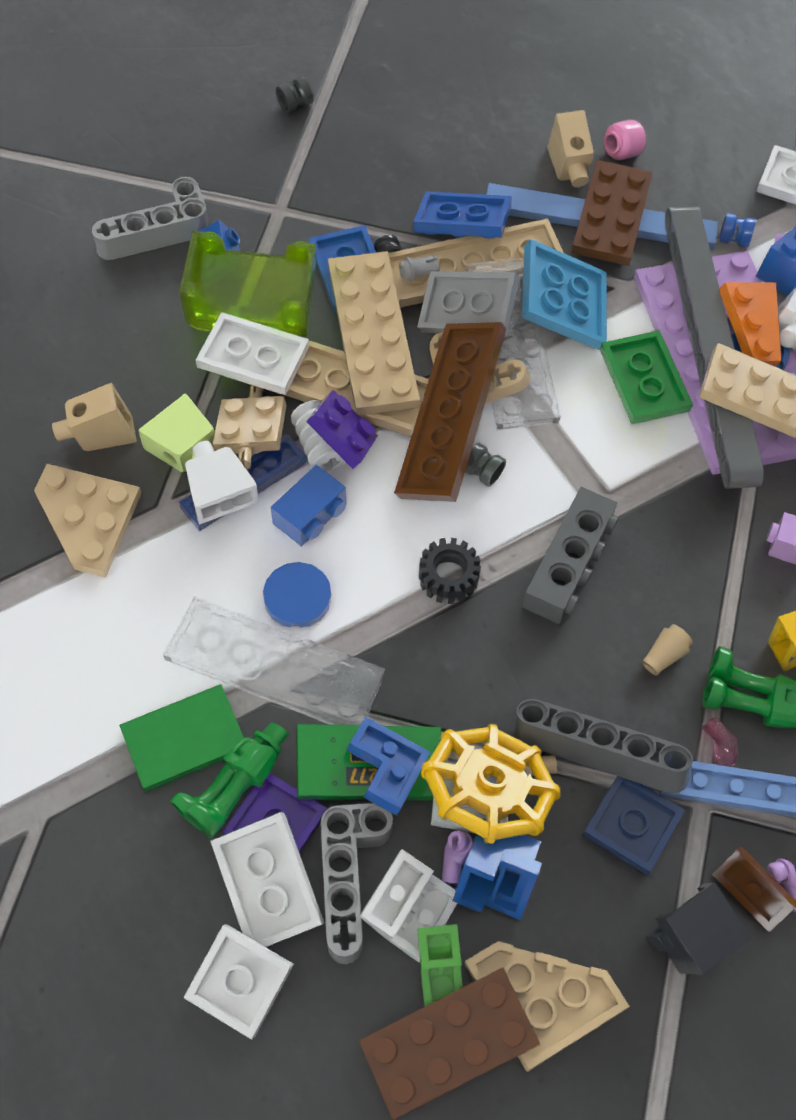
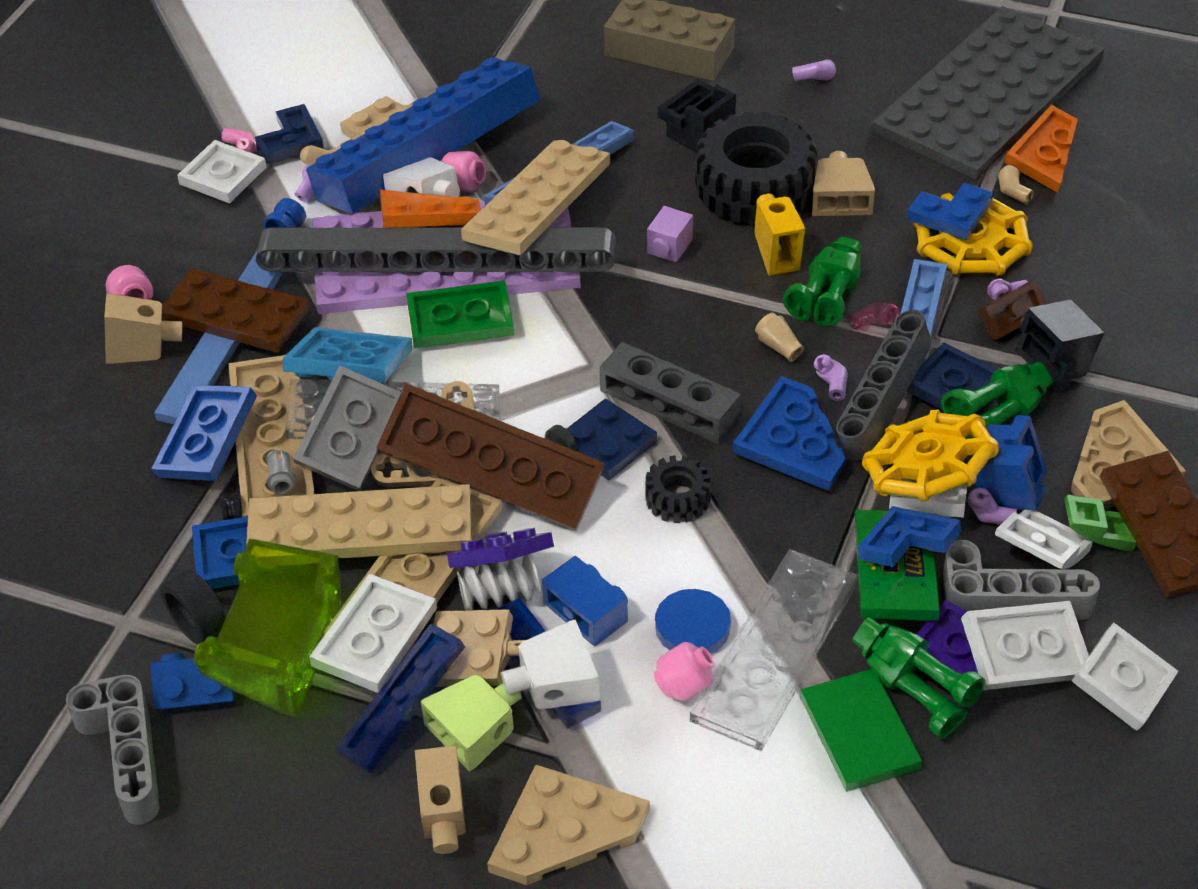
camera: 80 degrees left, 15 degrees down
(194, 381) = (400, 698): none -> clear blue plate
(229, 585) = (684, 671): none -> bright pink head
(274, 231) = (193, 606): none -> black tyre
(510, 511) = (611, 437): none -> dark blue plate
(533, 664) = (792, 436): none -> blue plate
(625, 706) = (833, 374): none -> lavender arm
(626, 889) = (1014, 387): none -> green piece

